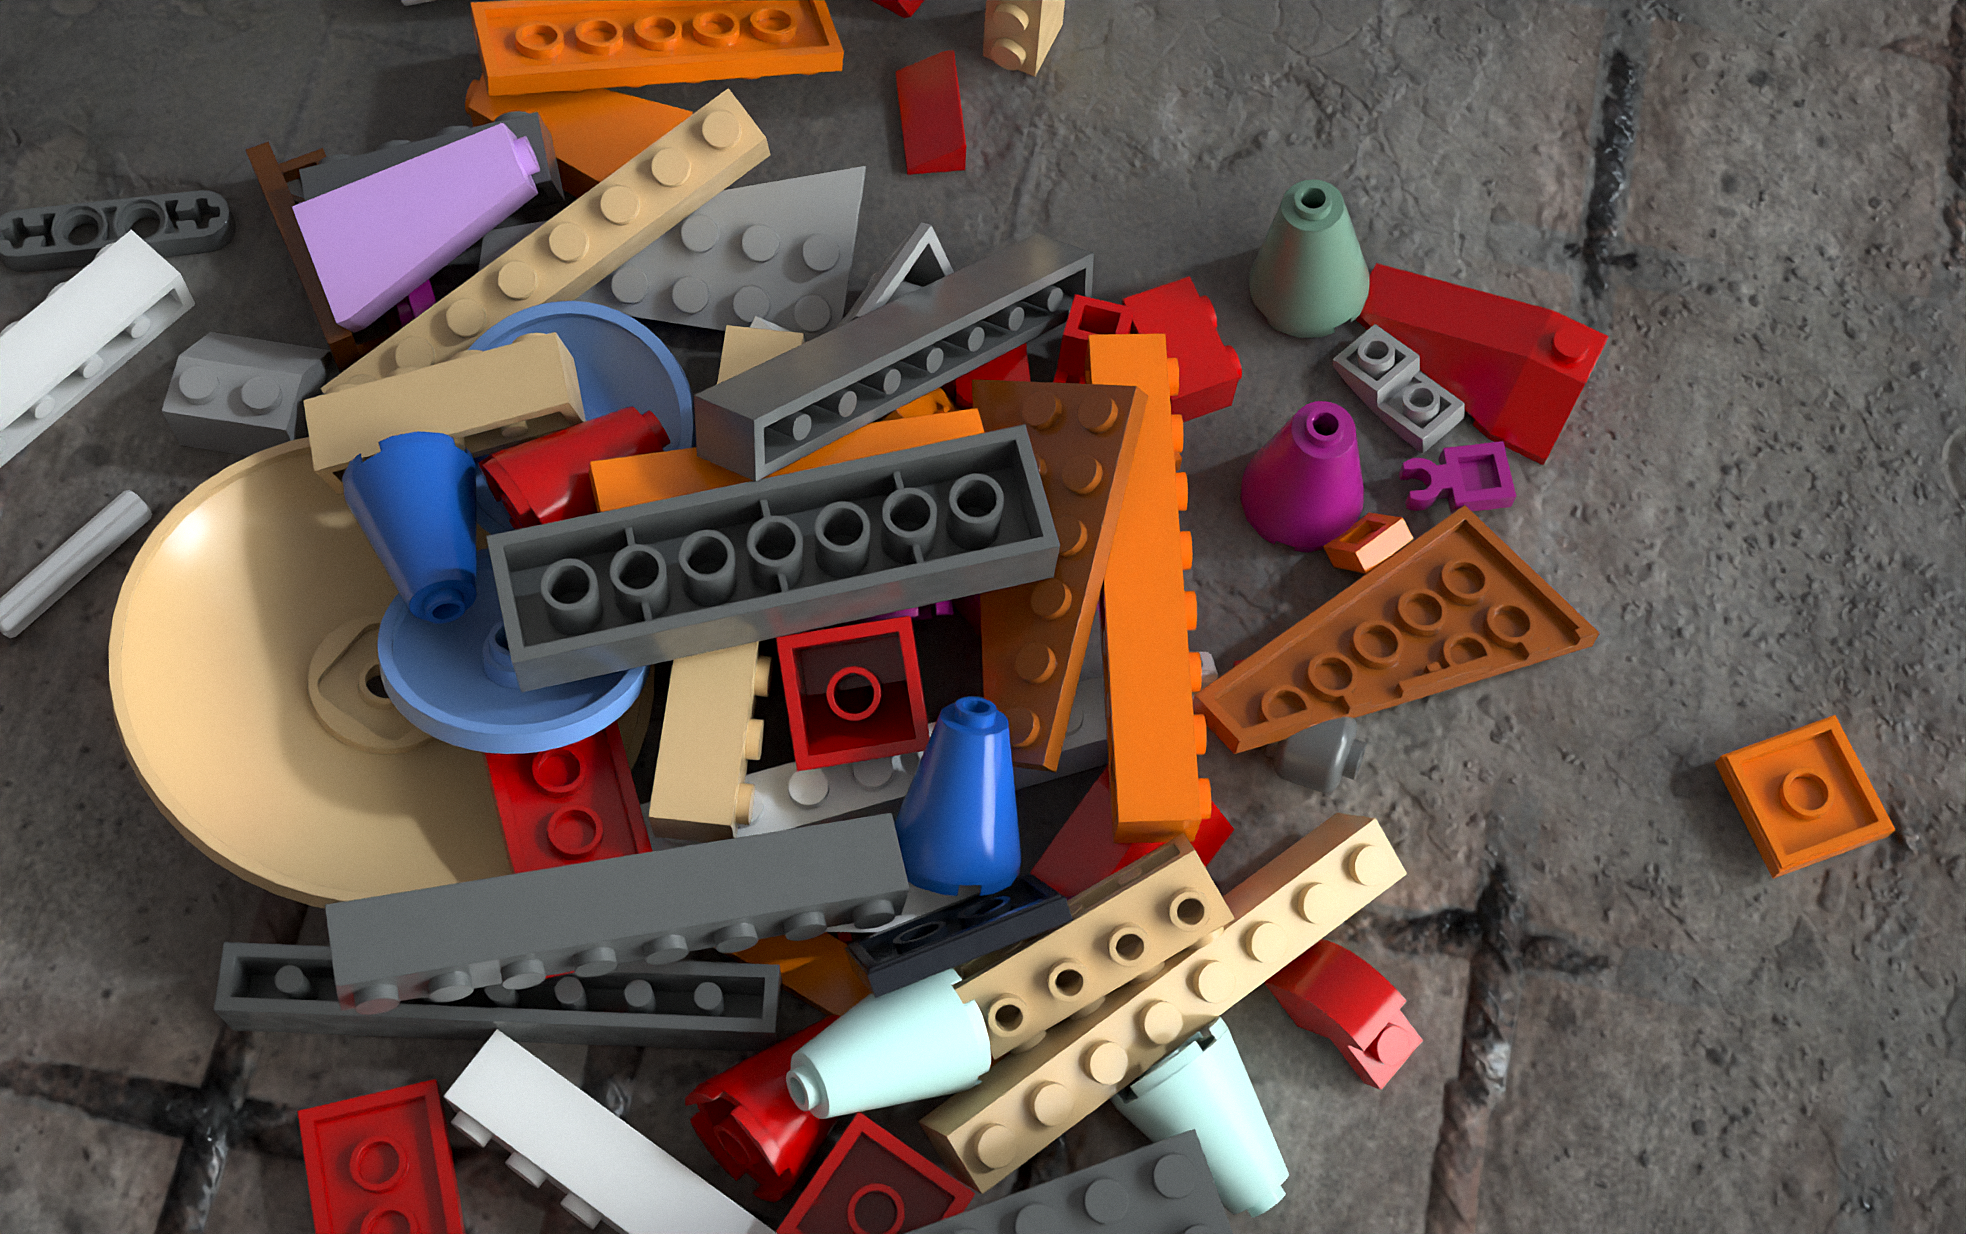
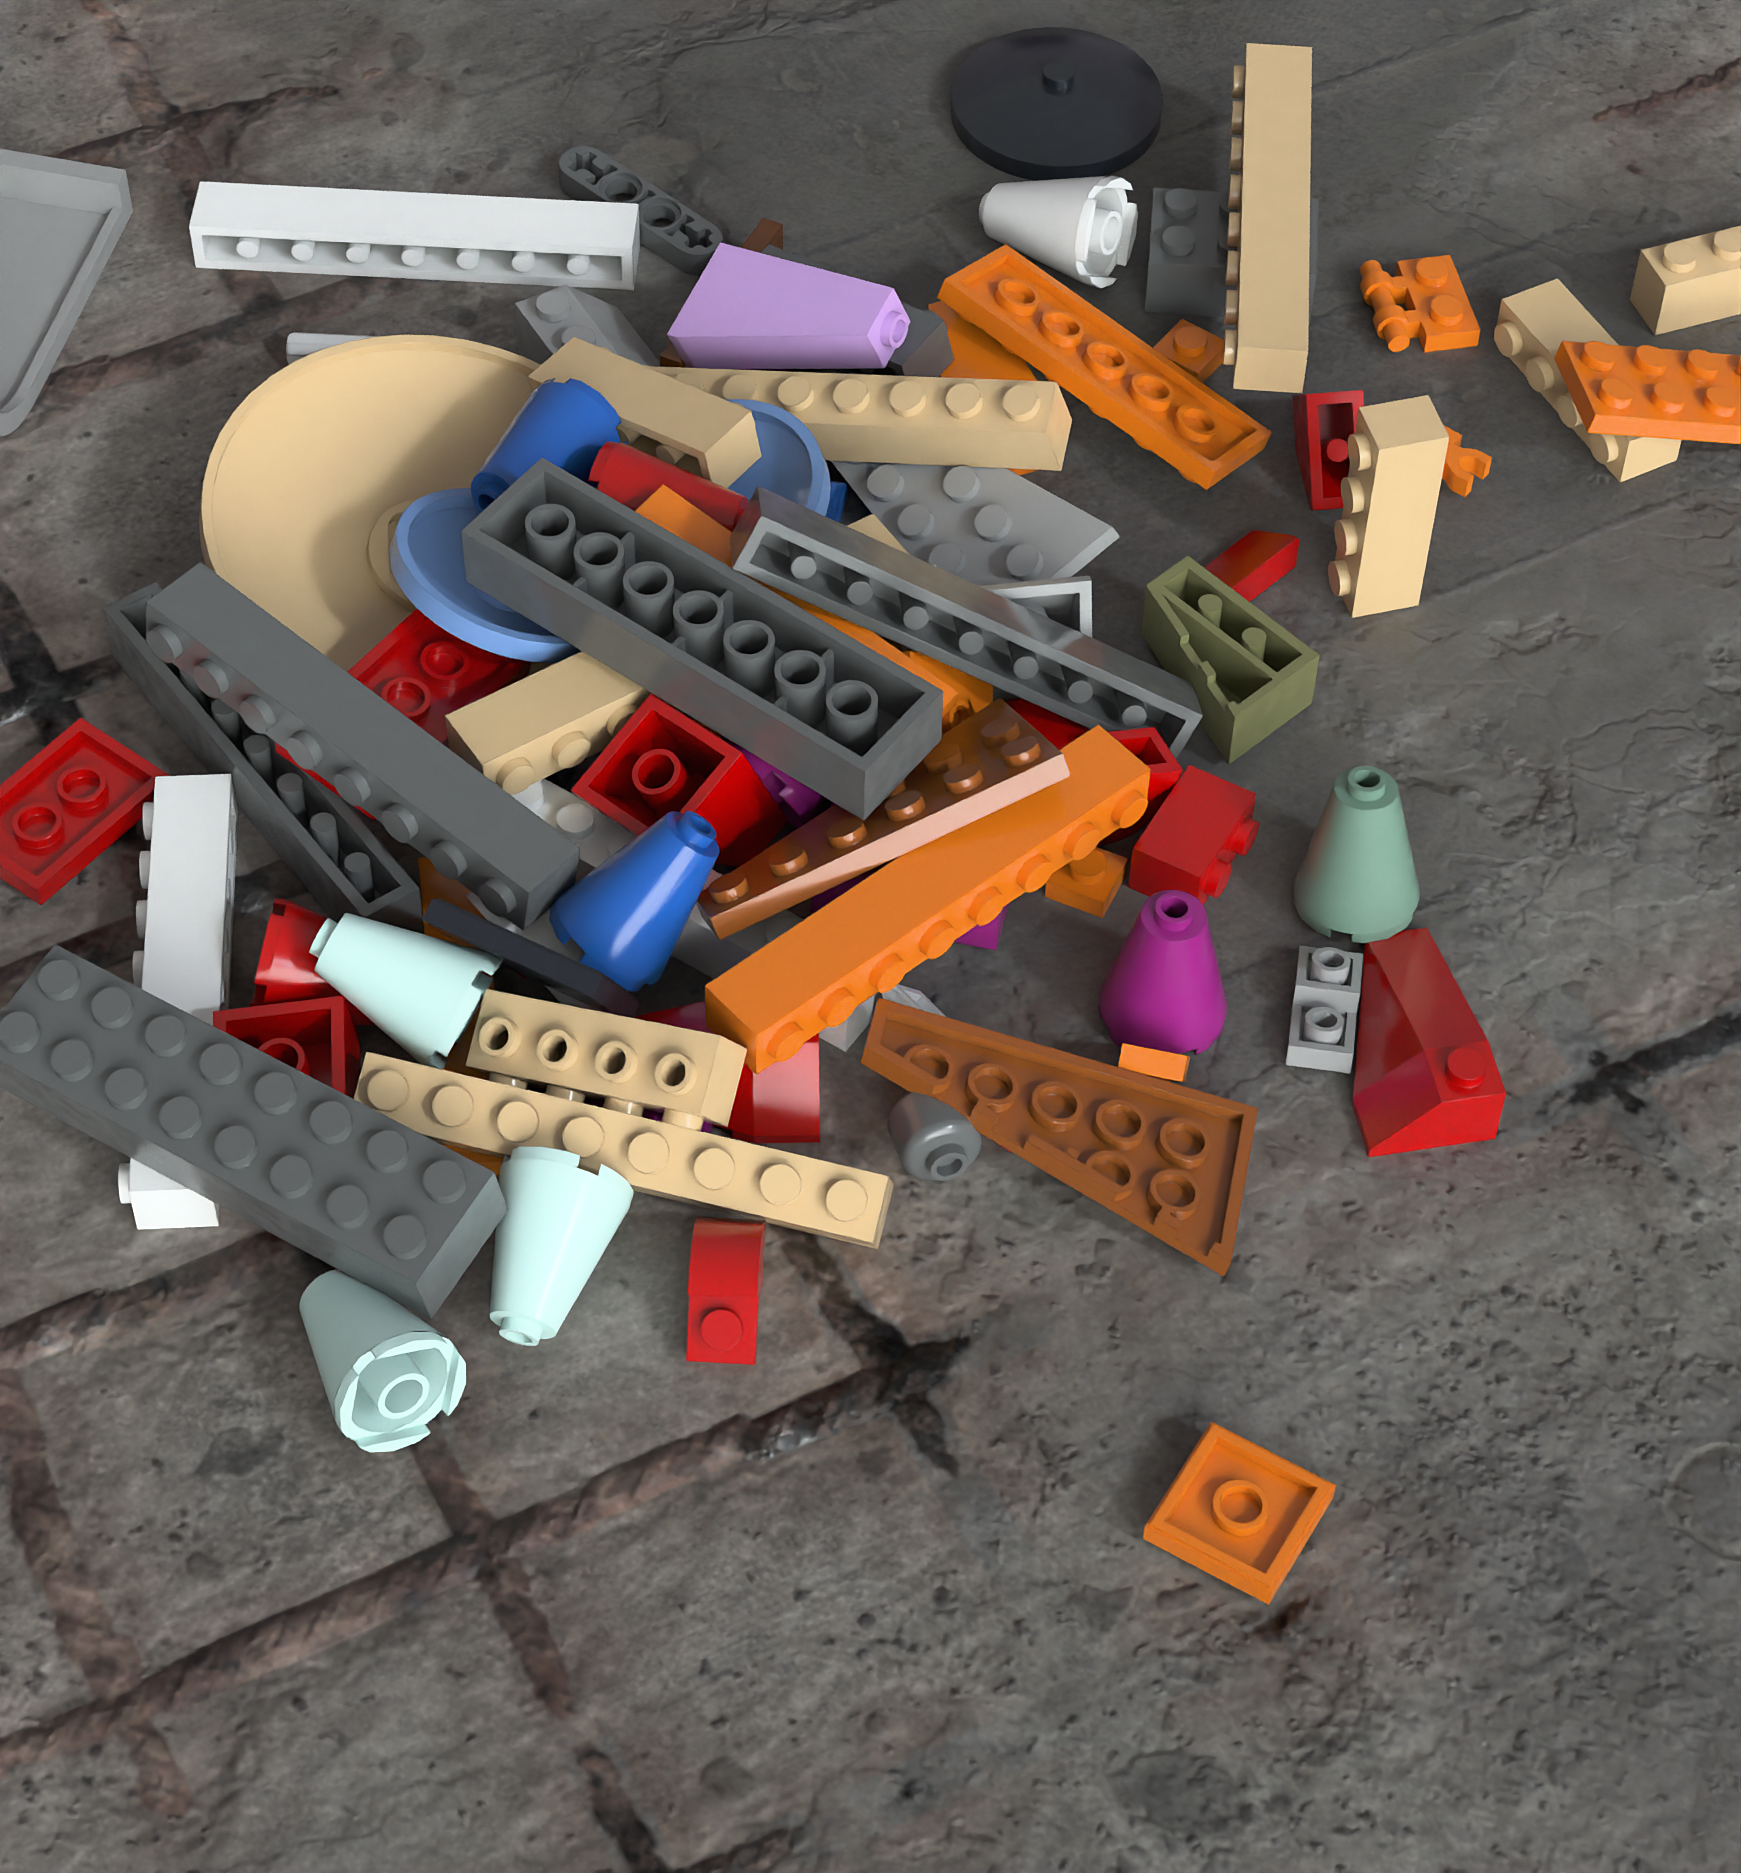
camera: 55 degrees right, 15 degrees down
(1024, 186) = (1240, 660): none -> olive wedge
(1466, 476) = (1288, 1100): magenta plate -> none

